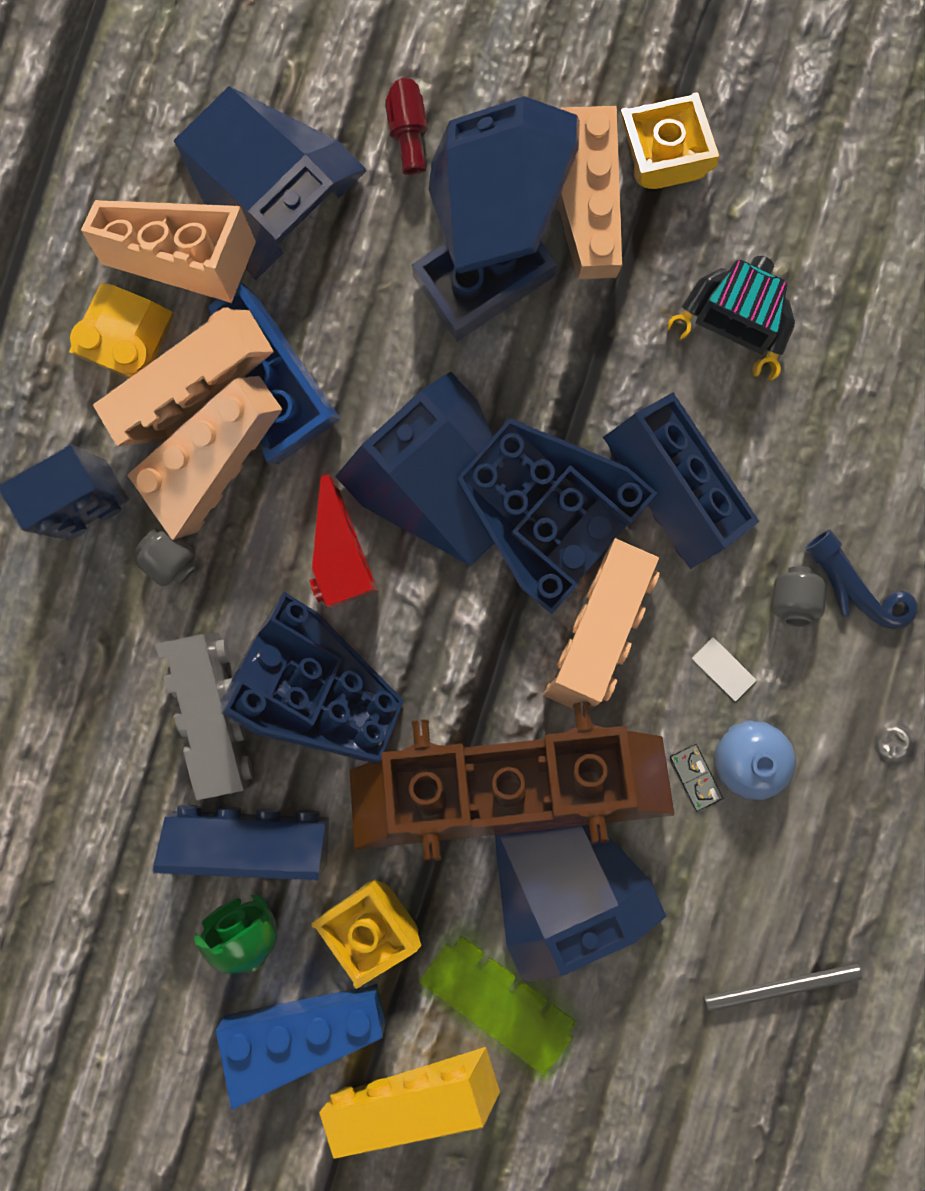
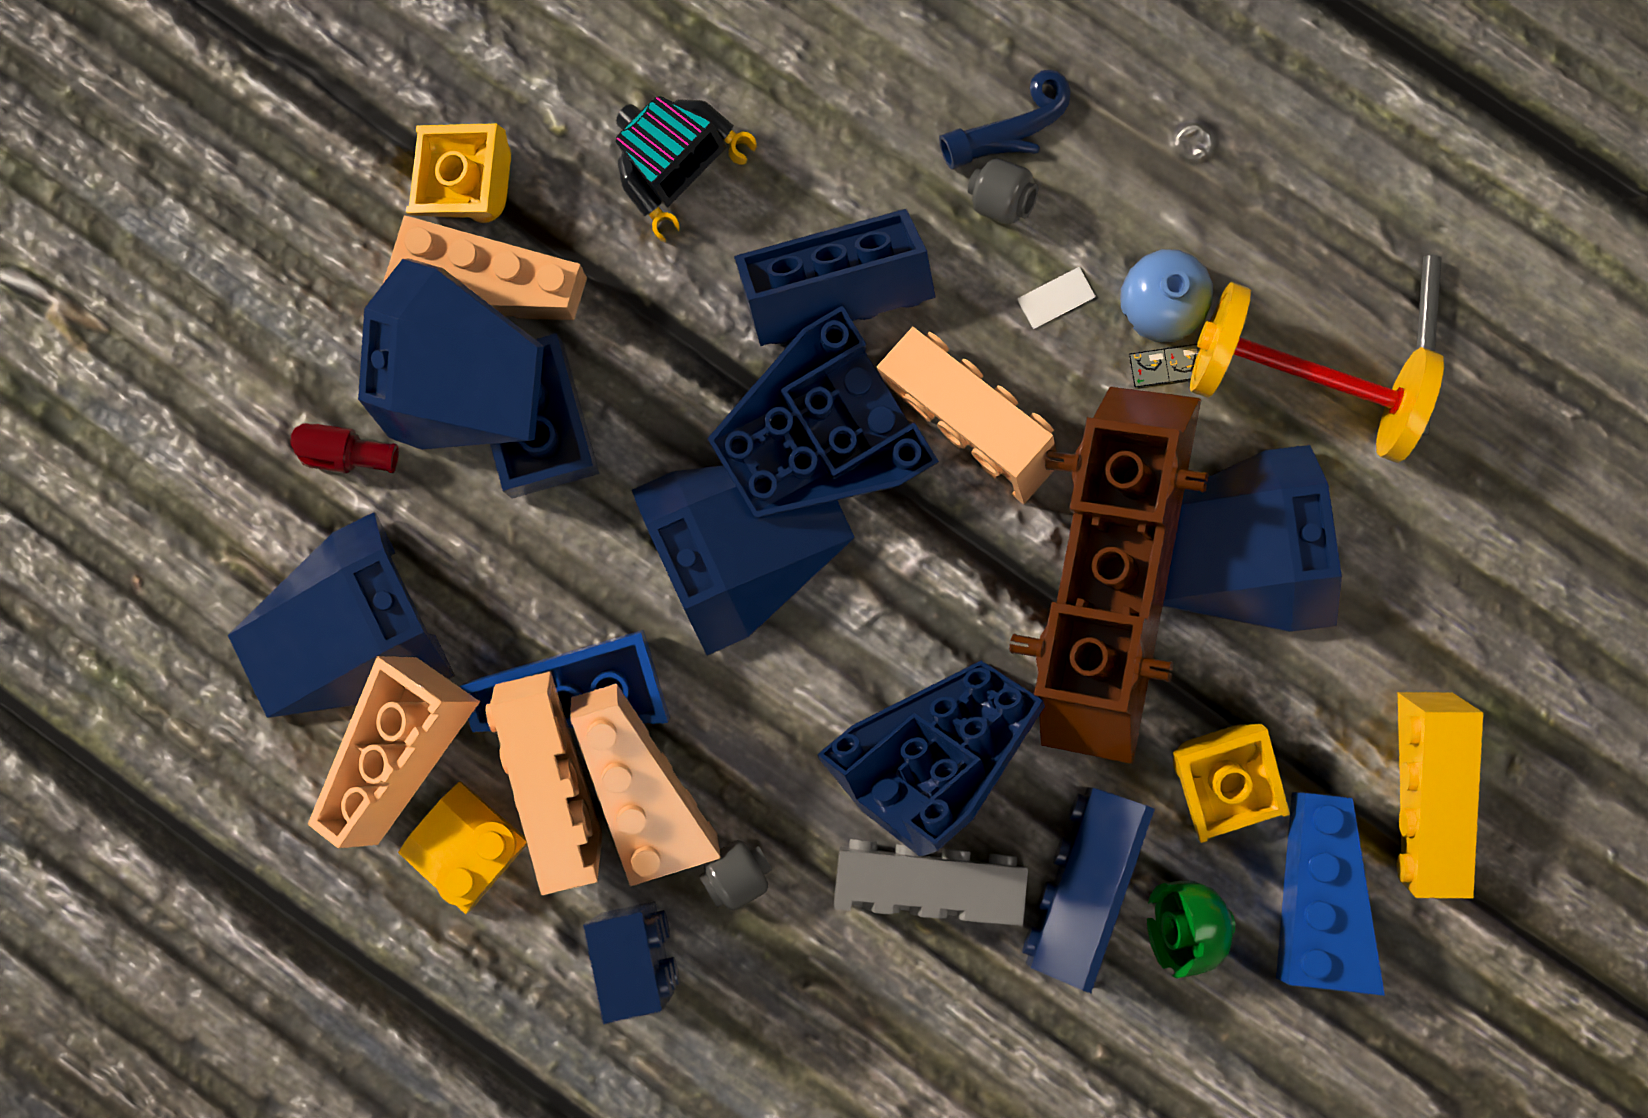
camera: 75 degrees left, 5 degrees down
(337, 555) = (802, 675): red slope -> none
(504, 1014) = (1349, 672): clear neon green windscreen -> none
(723, 988) = (1406, 404): none -> yellow piece

